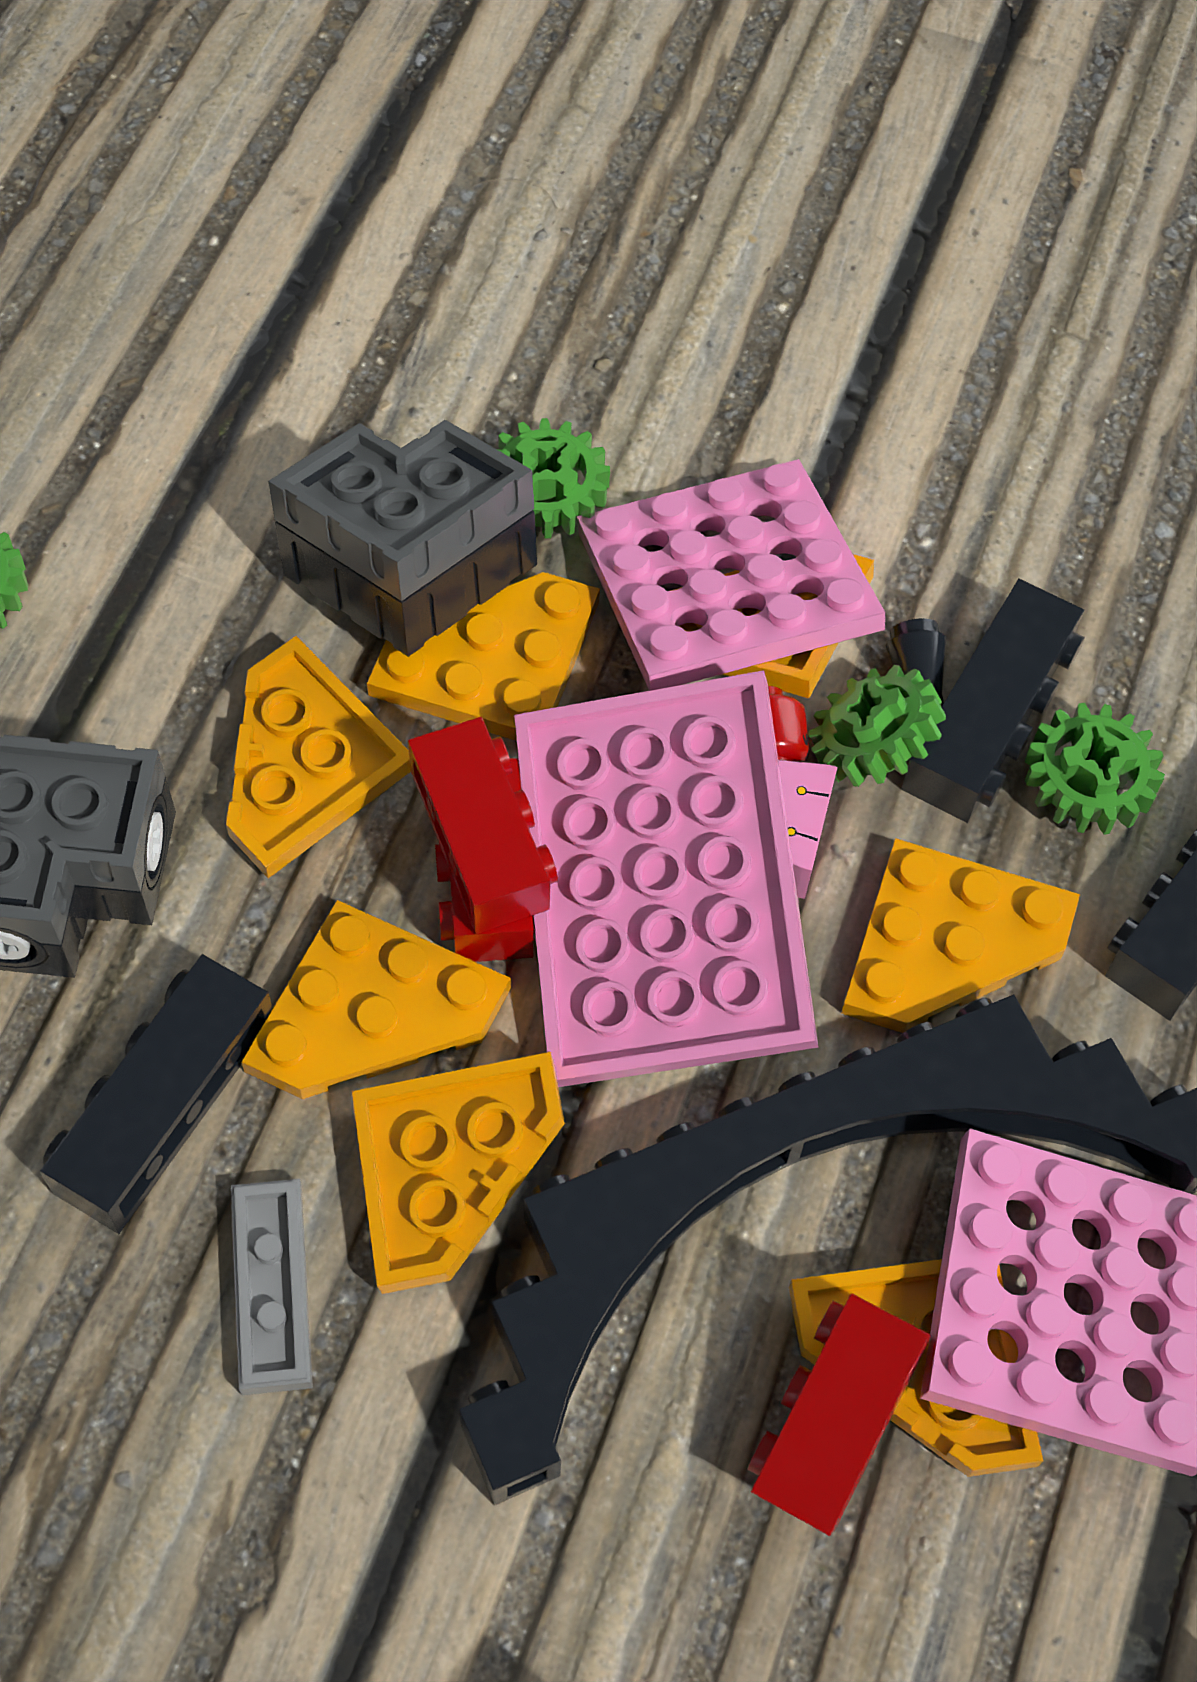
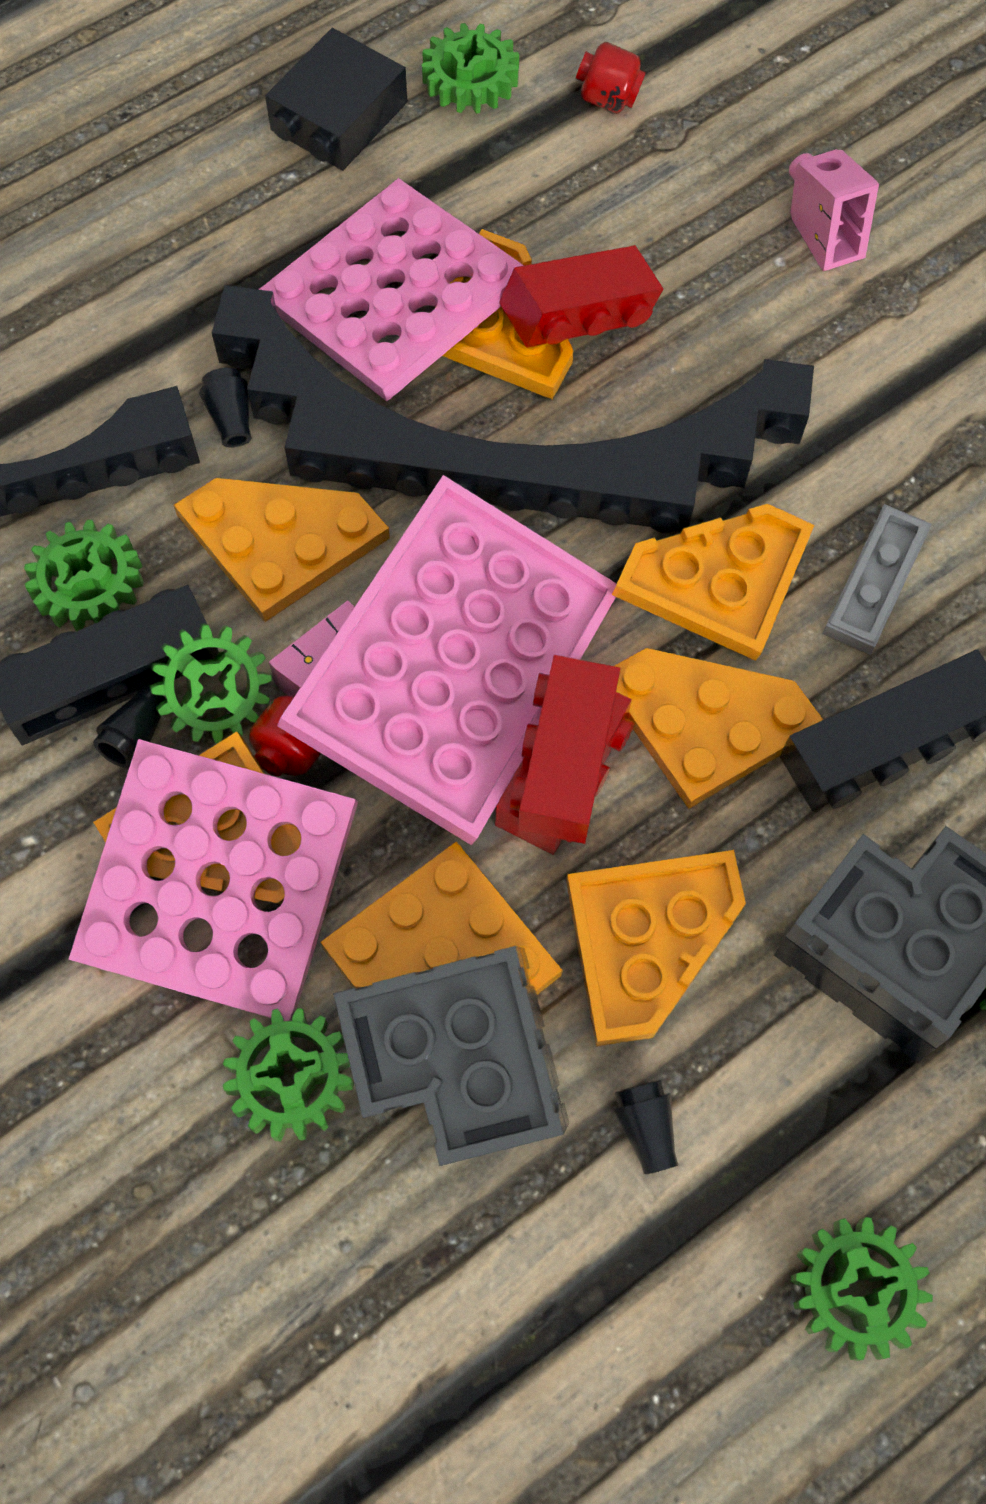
camera: 145 degrees left, 5 degrees up
(216, 608) = (648, 1123): none -> black cone
(1139, 1038) = (228, 405): none -> black cone

